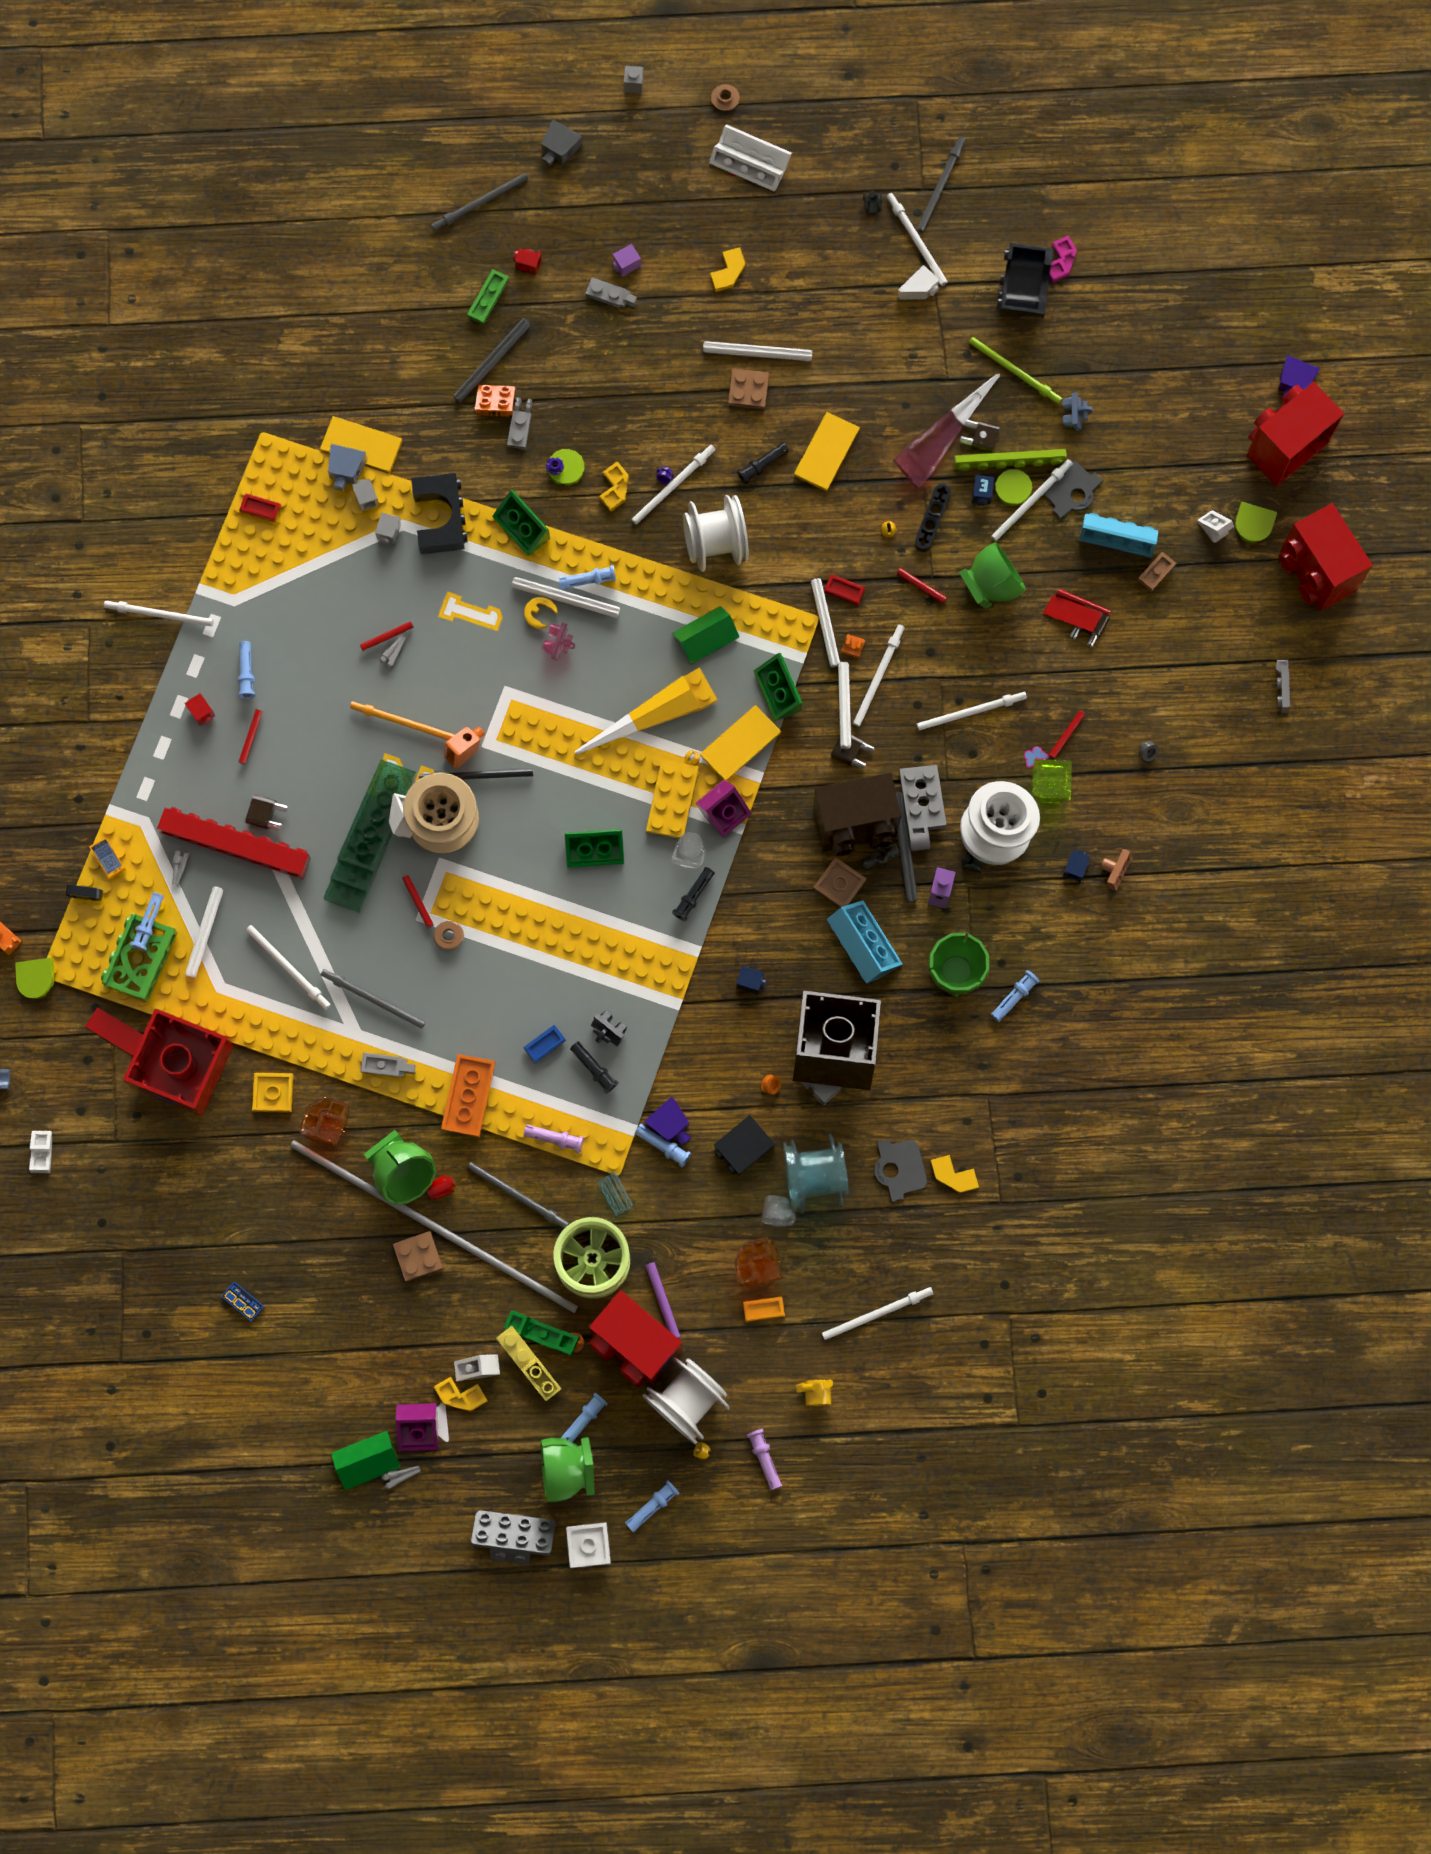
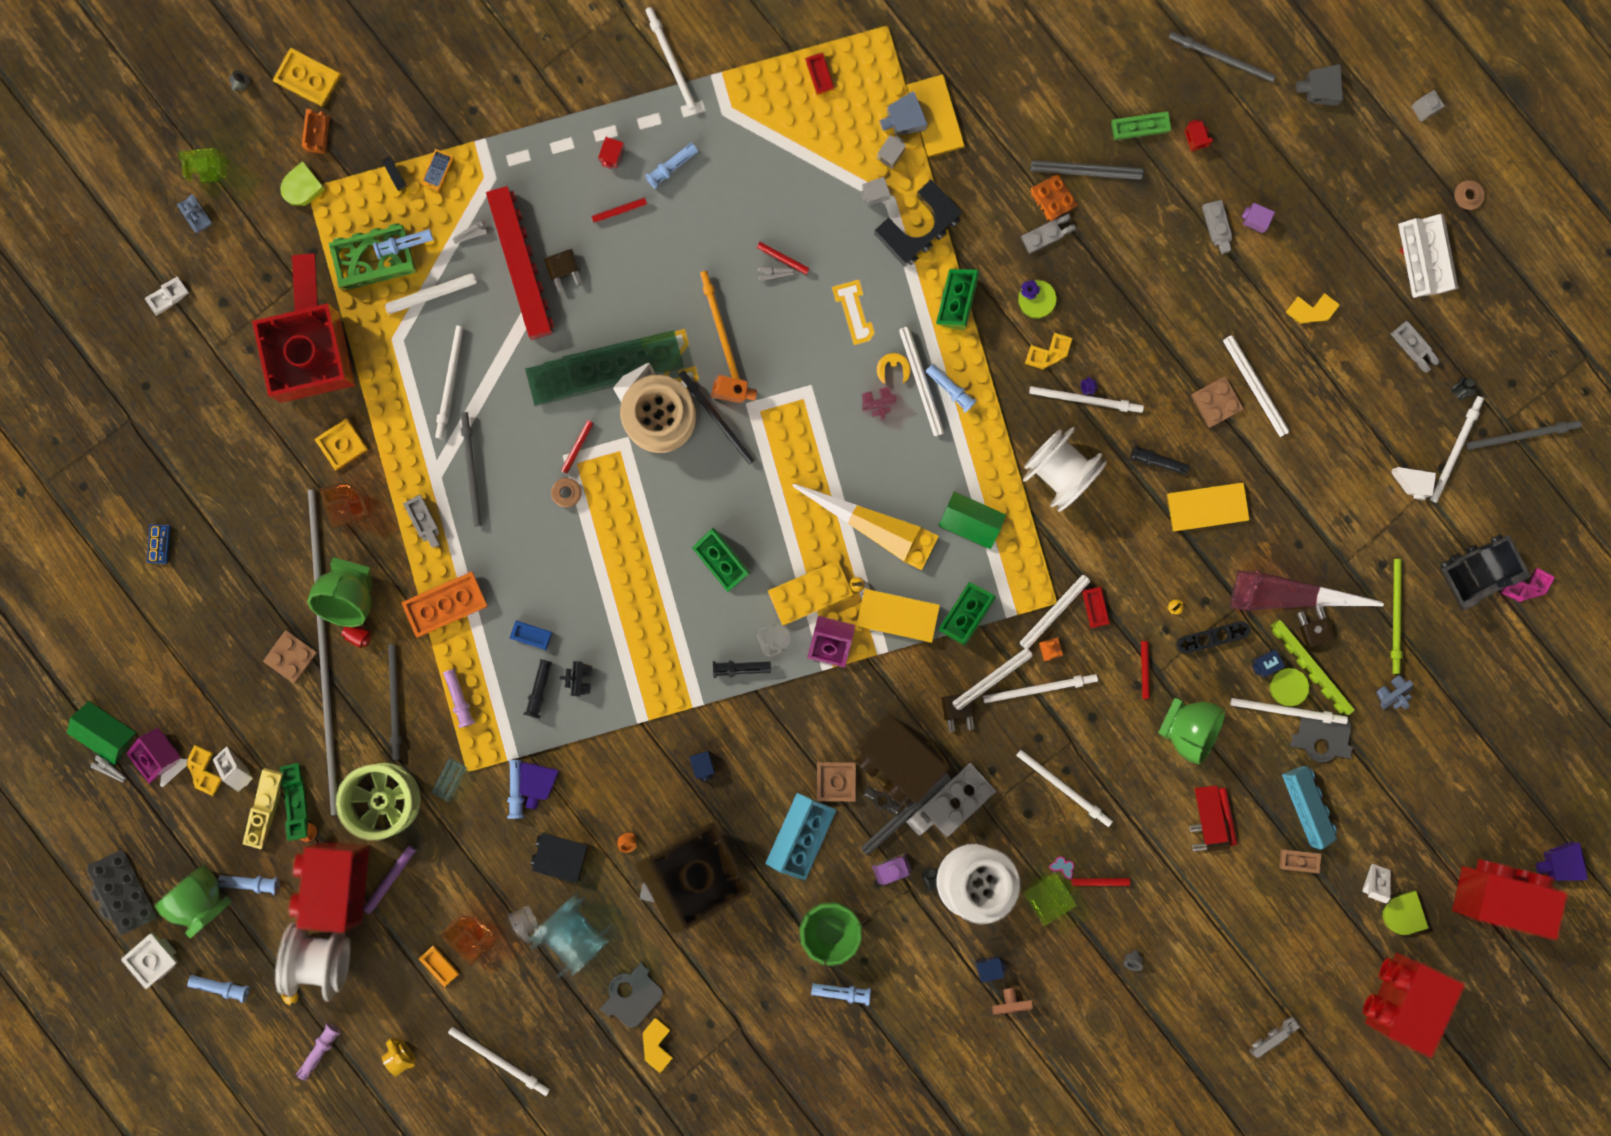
camera: 55 degrees right, 10 degrees up
(813, 214) = (1414, 345): none -> light grey hinge

